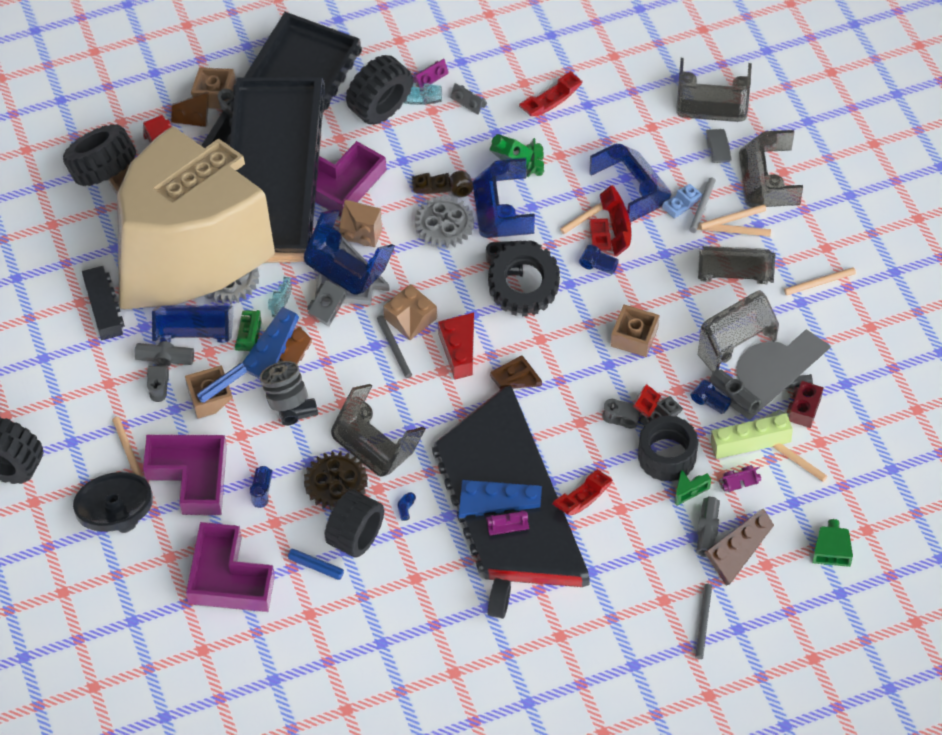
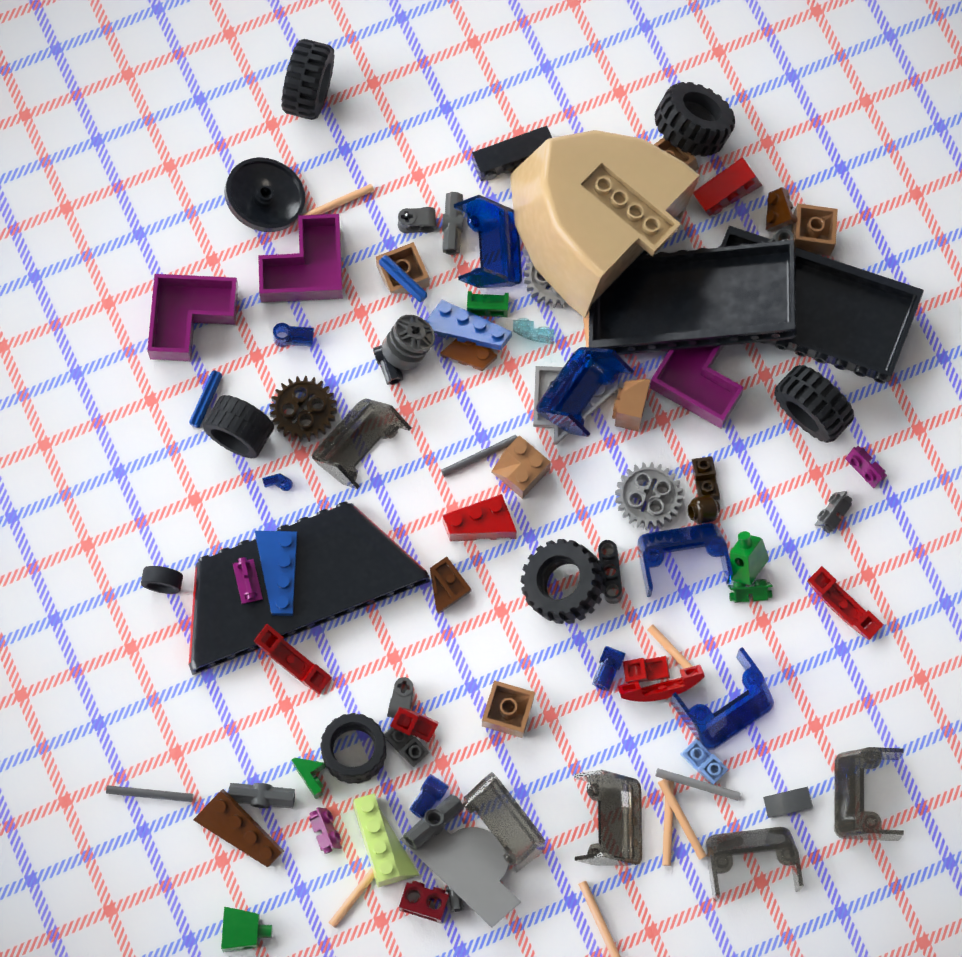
camera: 85 degrees right, 15 degrees up
(326, 314) = (531, 385): dark grey brick -> none
(427, 95) = (835, 461): clear light blue slope -> none

